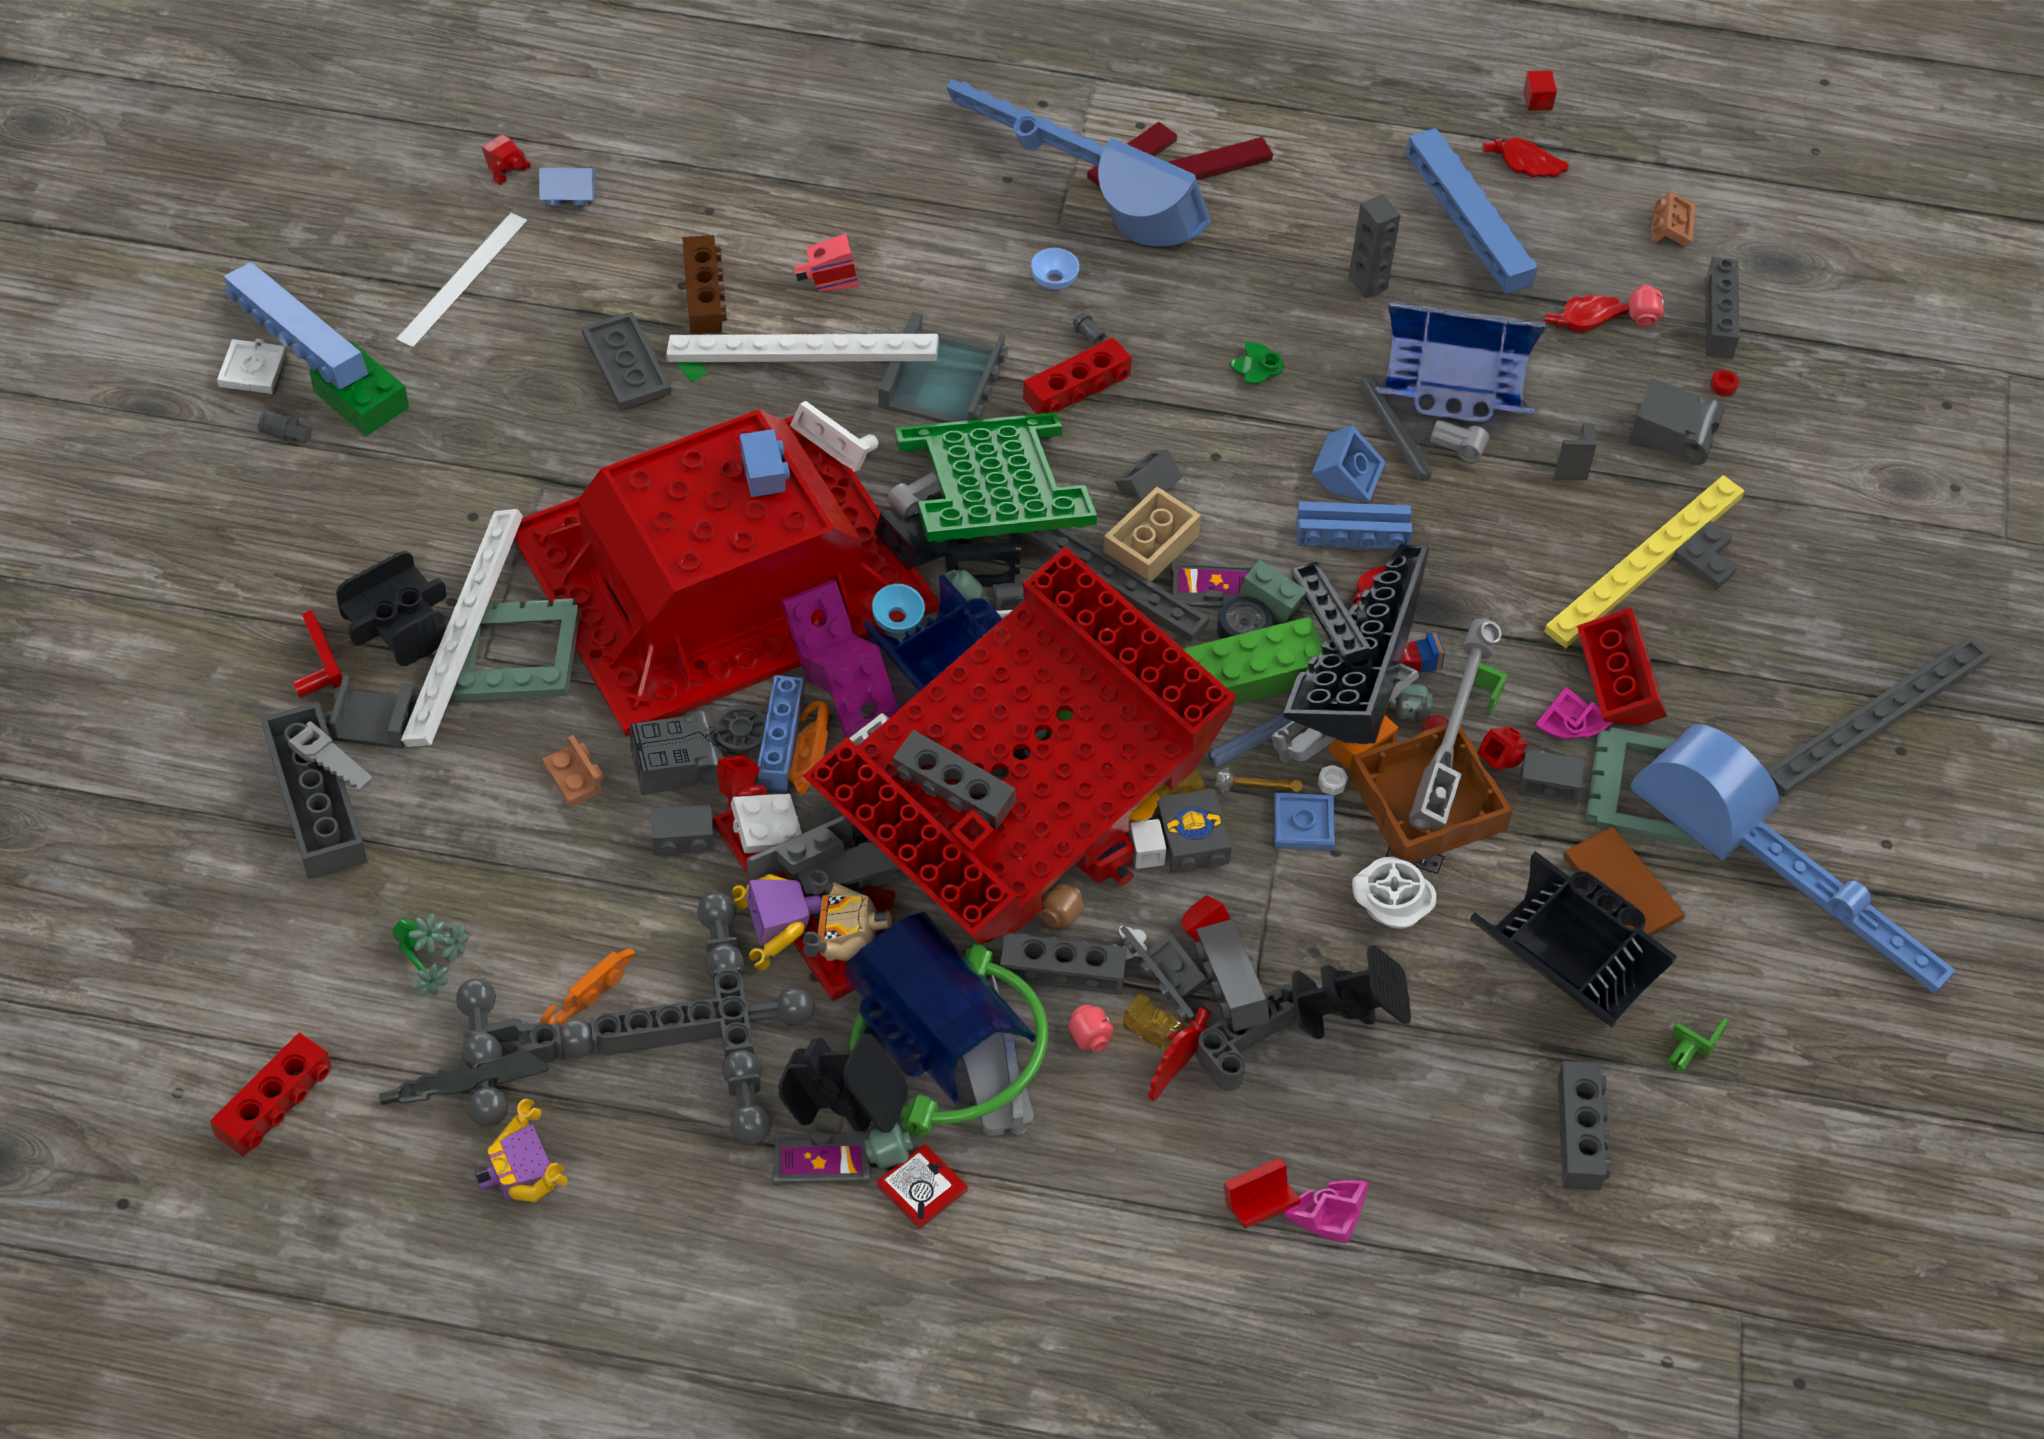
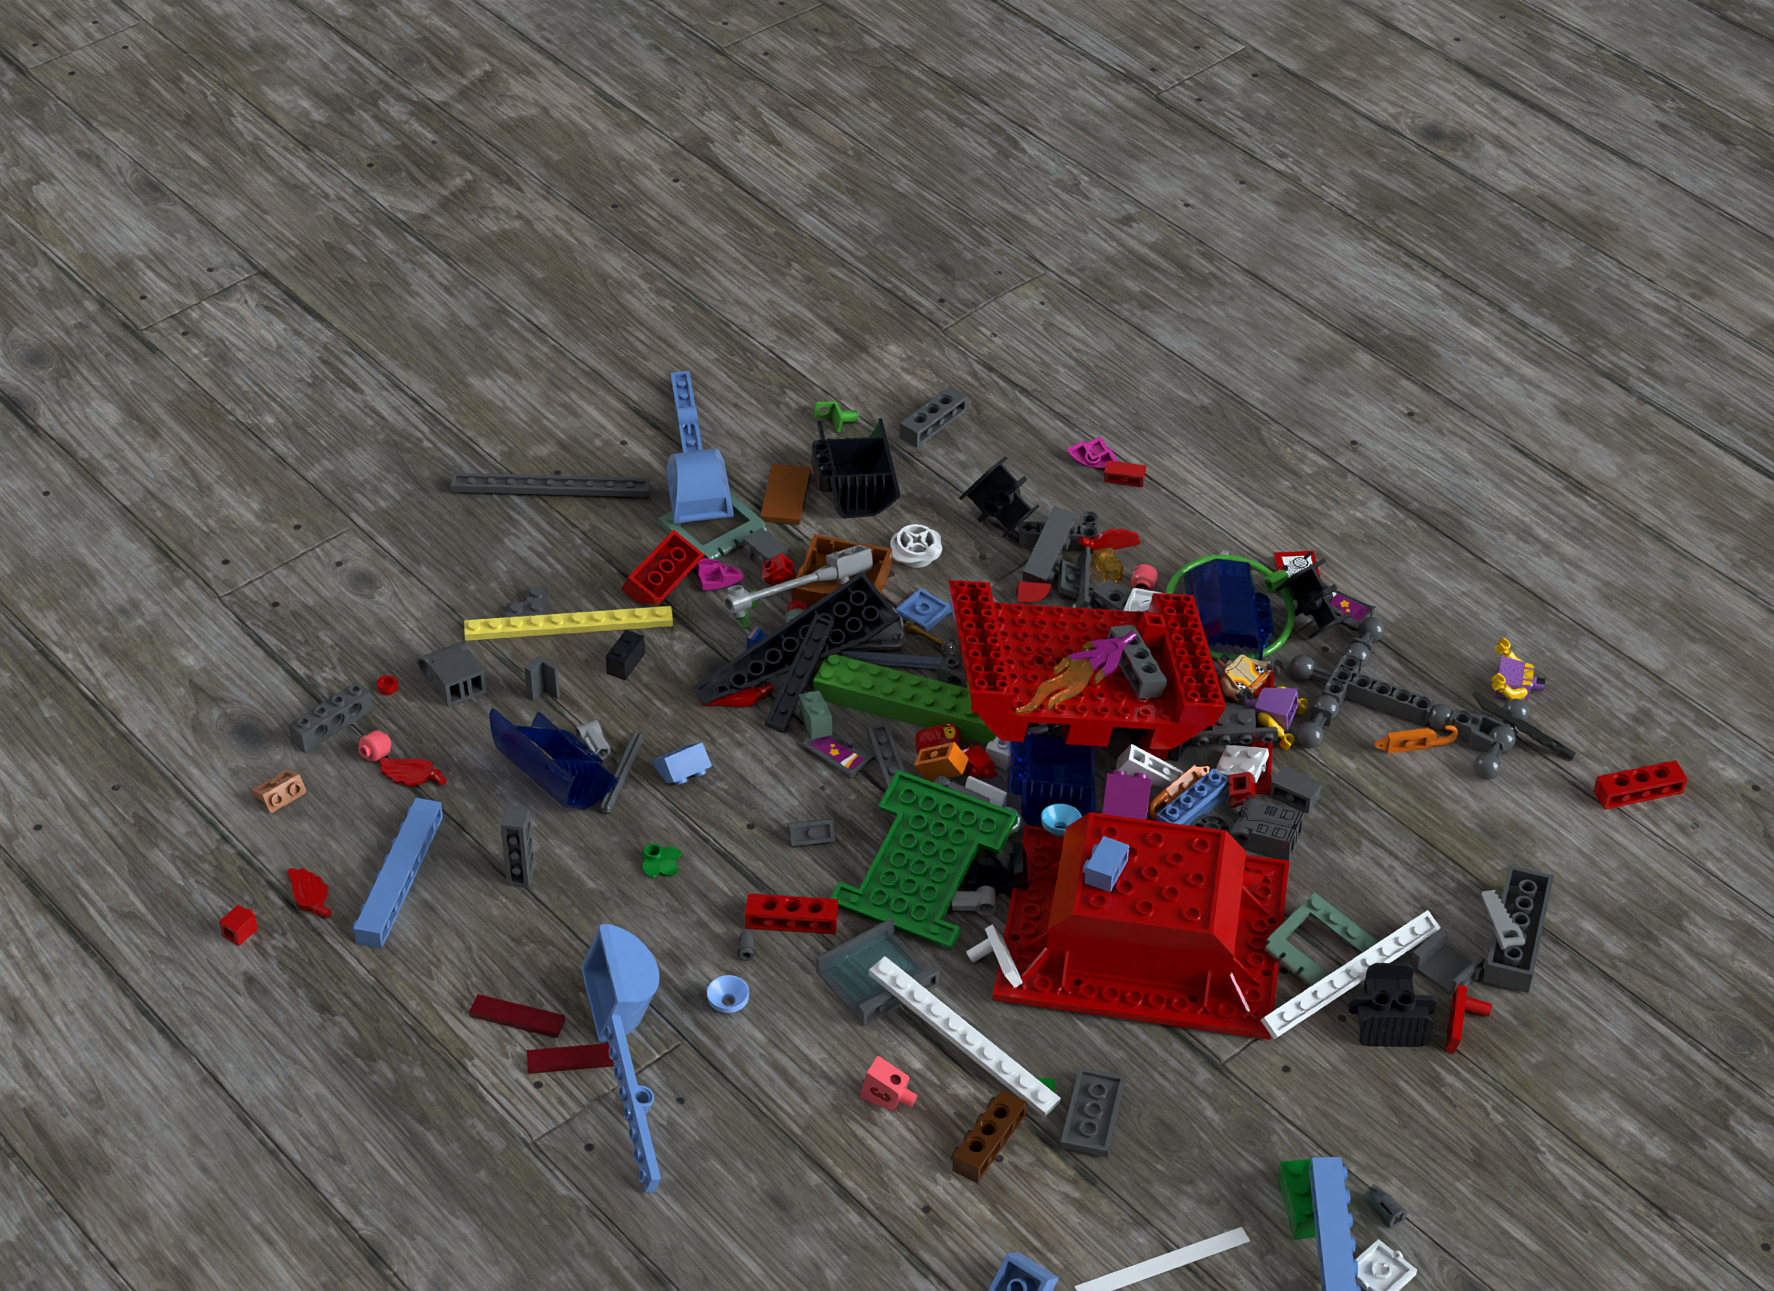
camera: 140 degrees left, 10 degrees down
(424, 934) = (1504, 820): sand green plant -> none
(574, 773) = (1338, 861): nougat bracket -> none
(995, 703) = (1083, 664): none -> clear yellow piece
(1052, 960) = (1139, 600): none -> white tile
(1152, 534) = (852, 783): tan brick -> none
(1243, 616) = (848, 715): wheel -> none
(1353, 525) = (719, 728): medium blue brick -> none
(1539, 546) = (625, 654): none -> black brick

